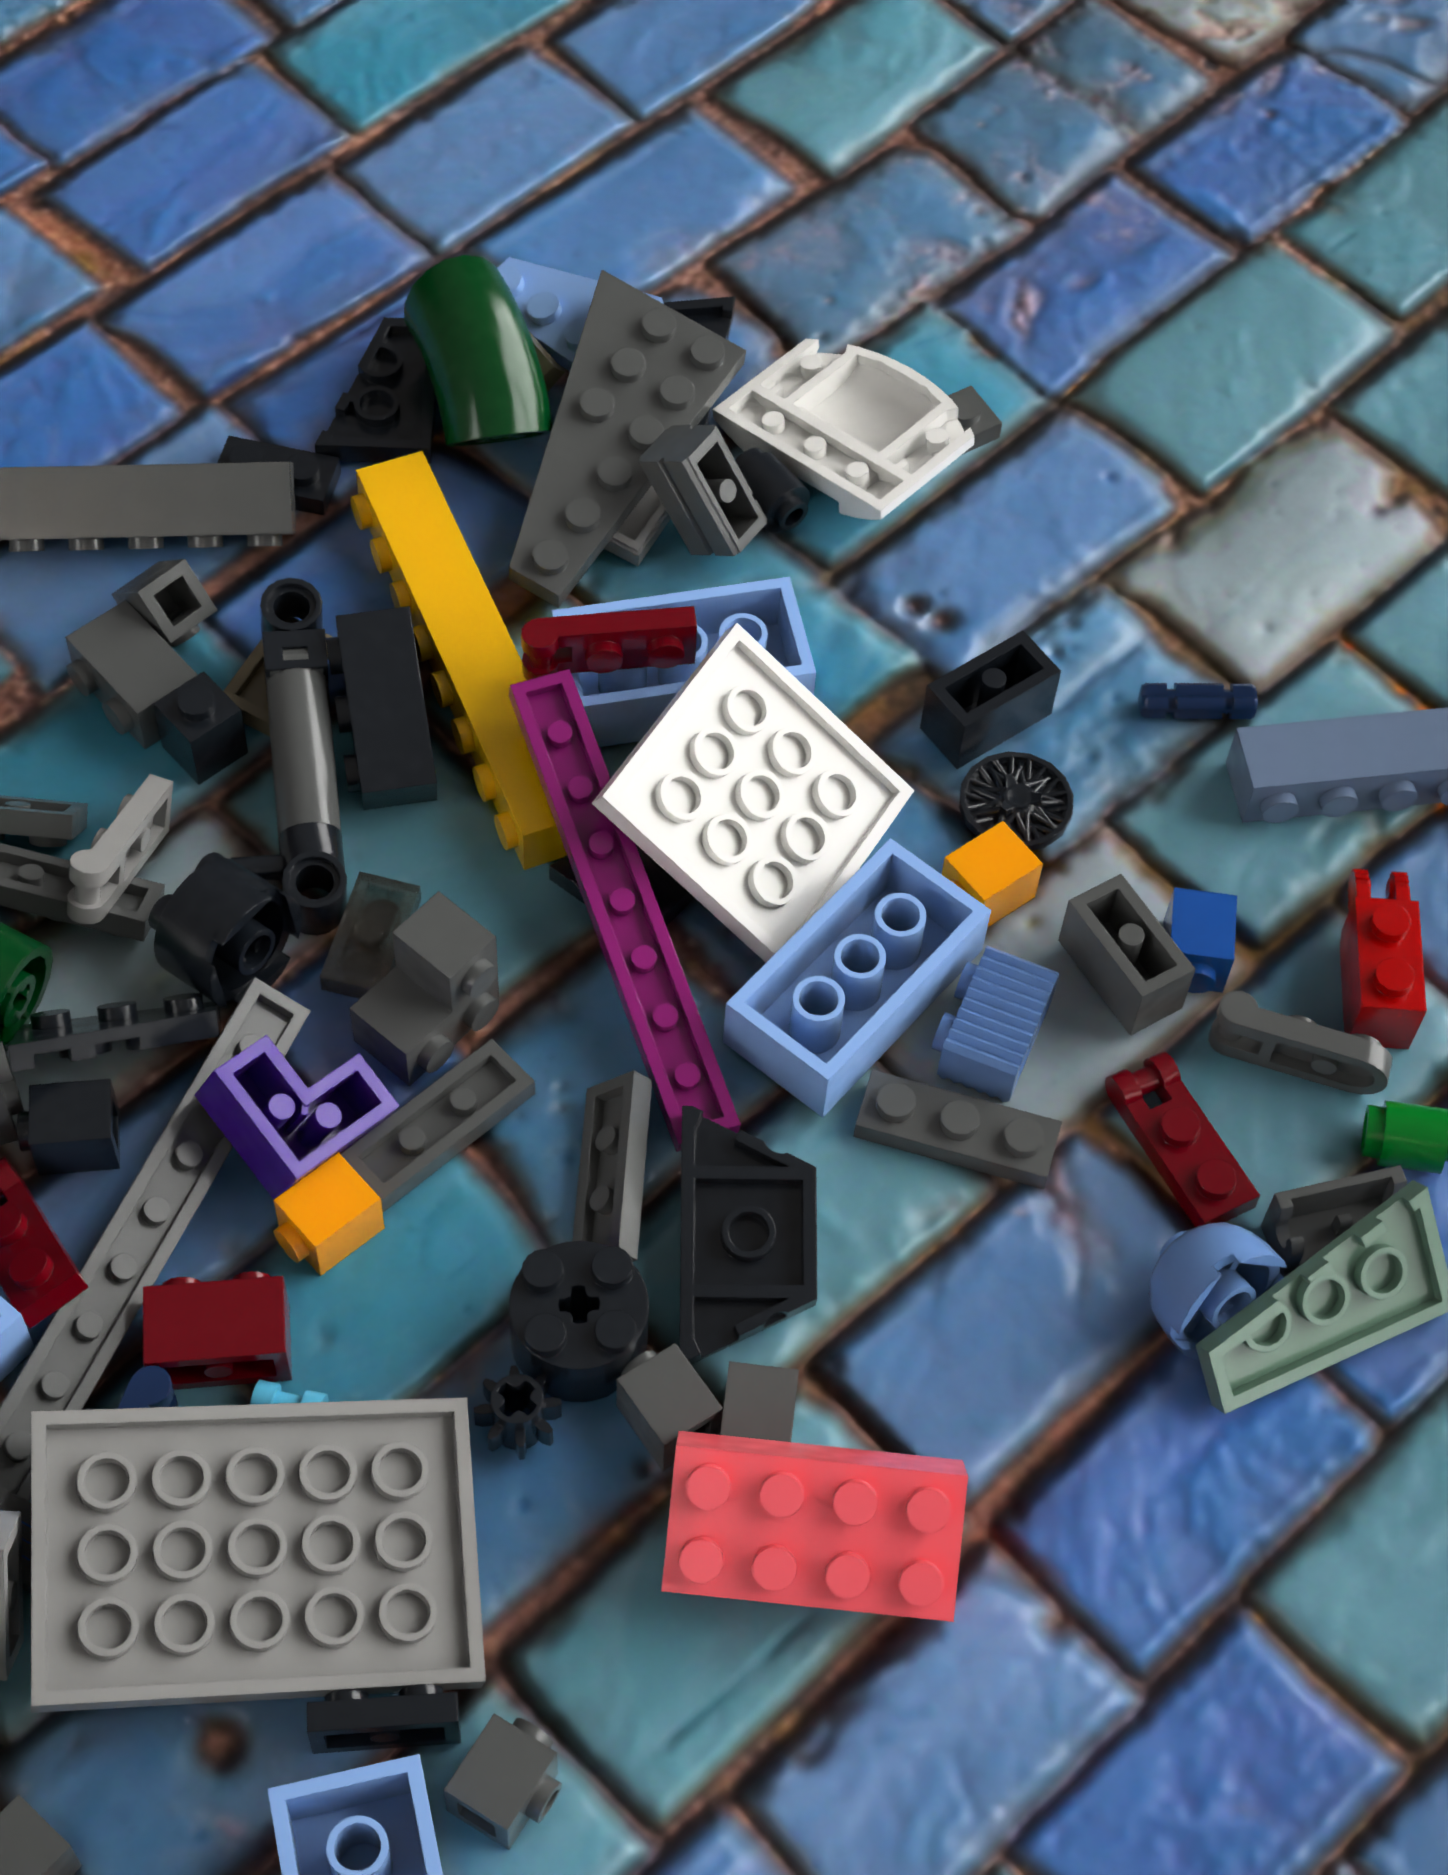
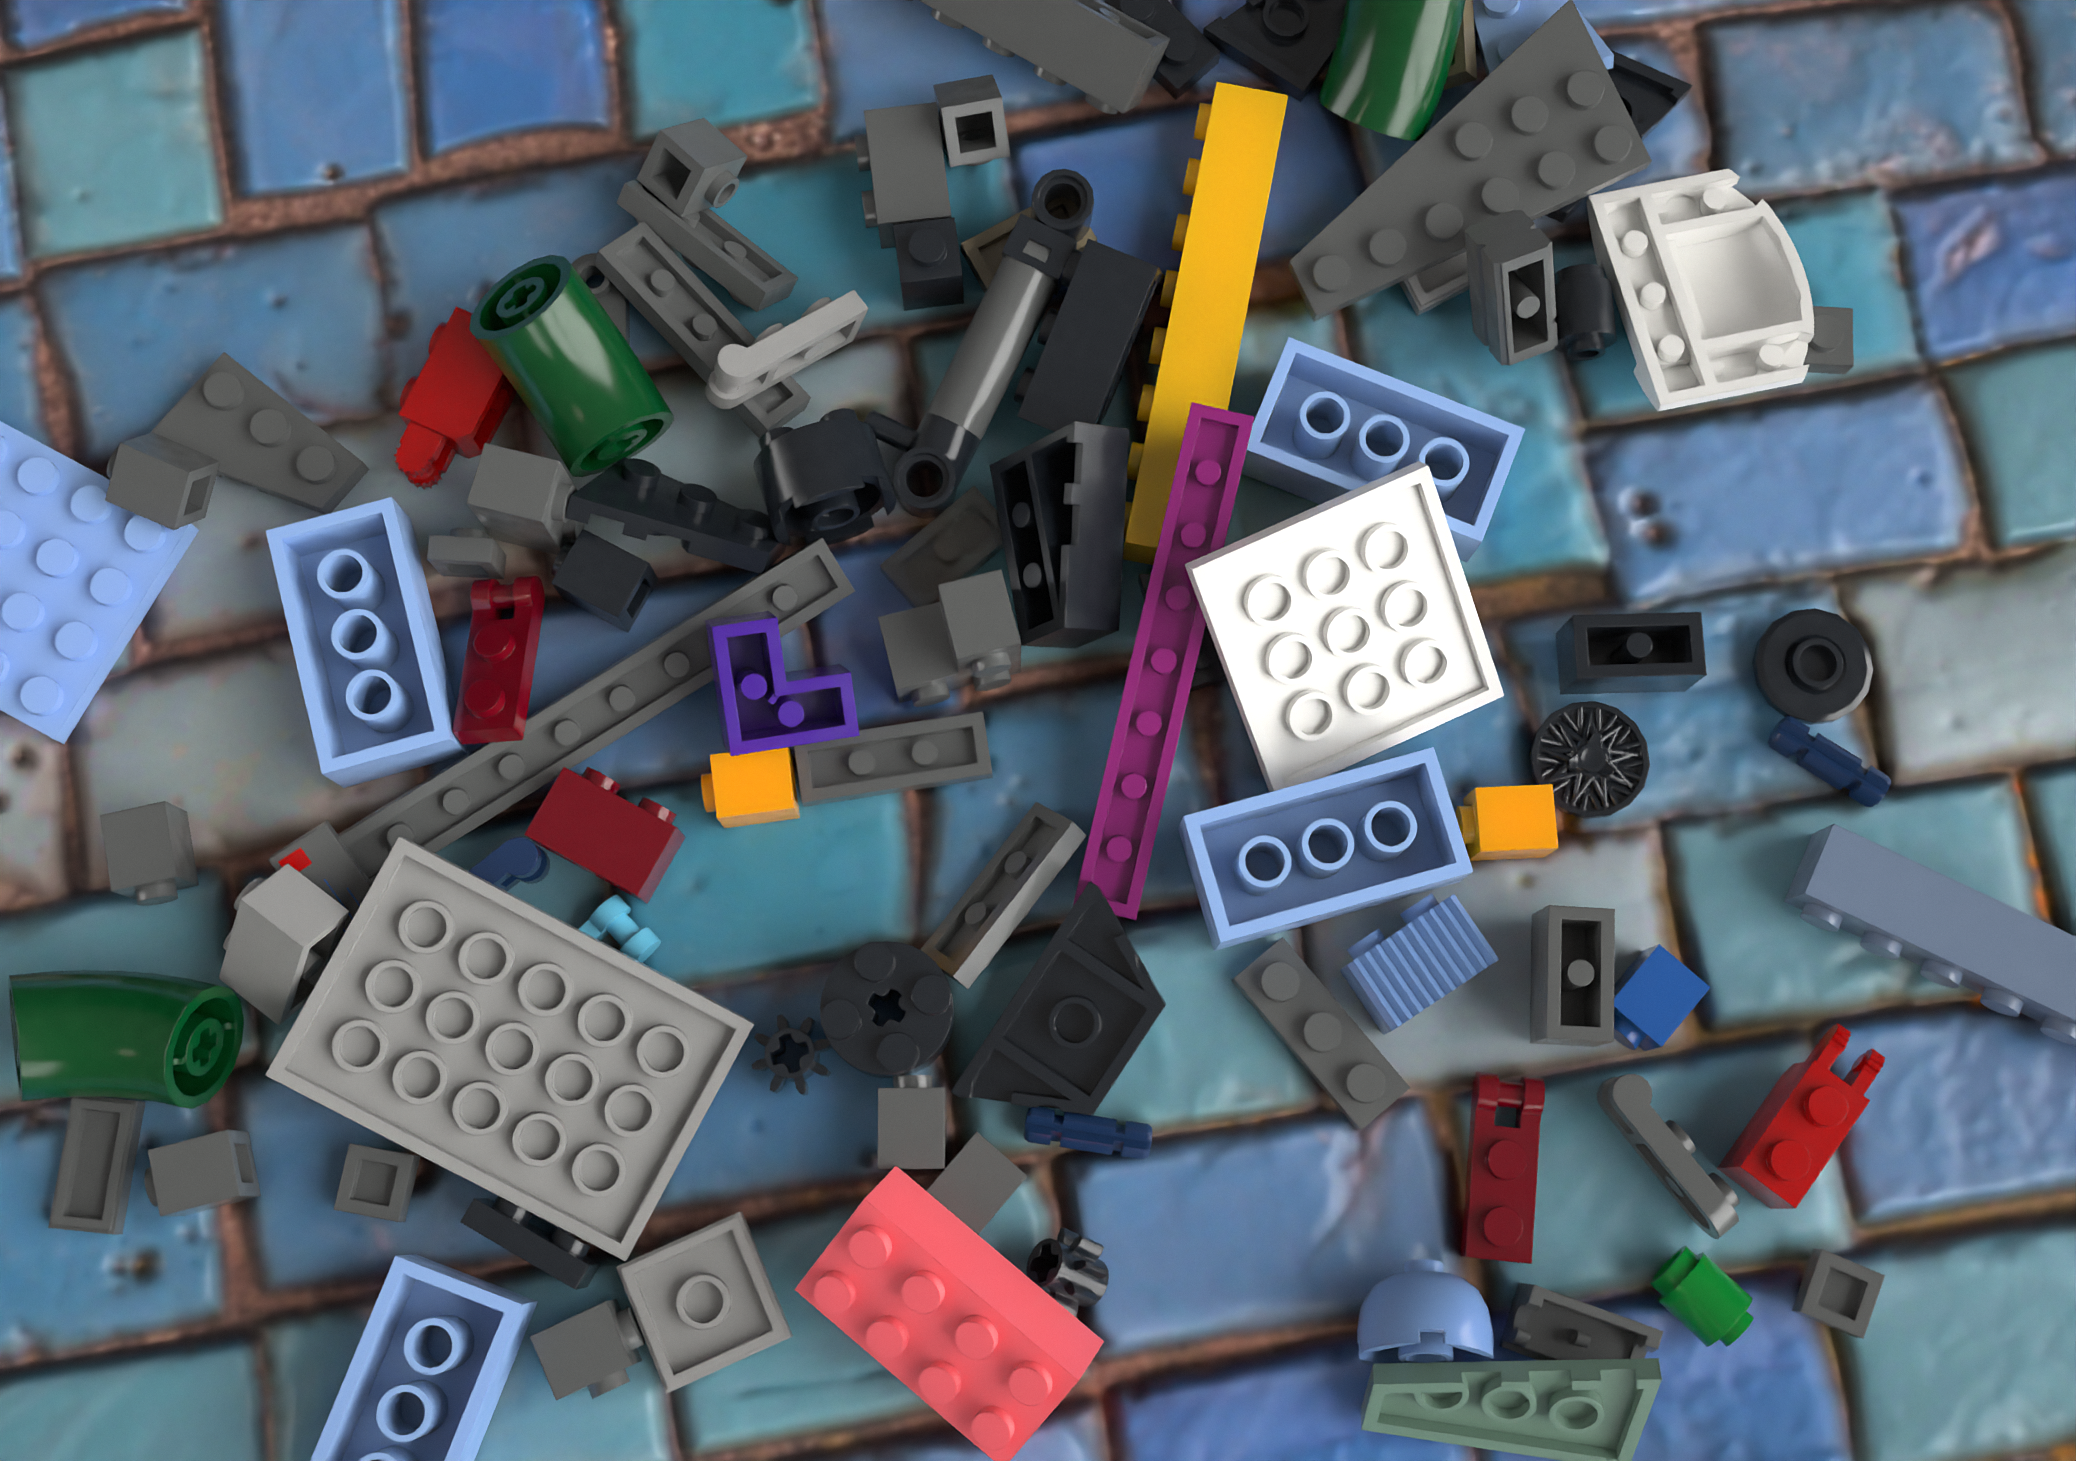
camera: 35 degrees right, 20 degrees up
(196, 1767) = (377, 1182): none -> dark grey plate
(458, 838) = (1065, 533): none -> black wedge
(583, 1673) = (704, 1302): none -> light grey plate
(609, 641) = (1307, 409): dark red plate -> none
(822, 1322) = (1088, 1133): none -> dark blue axle
(890, 1426) = (1069, 1270): none -> black gear
(1133, 642) = (1812, 666): none -> black wheel

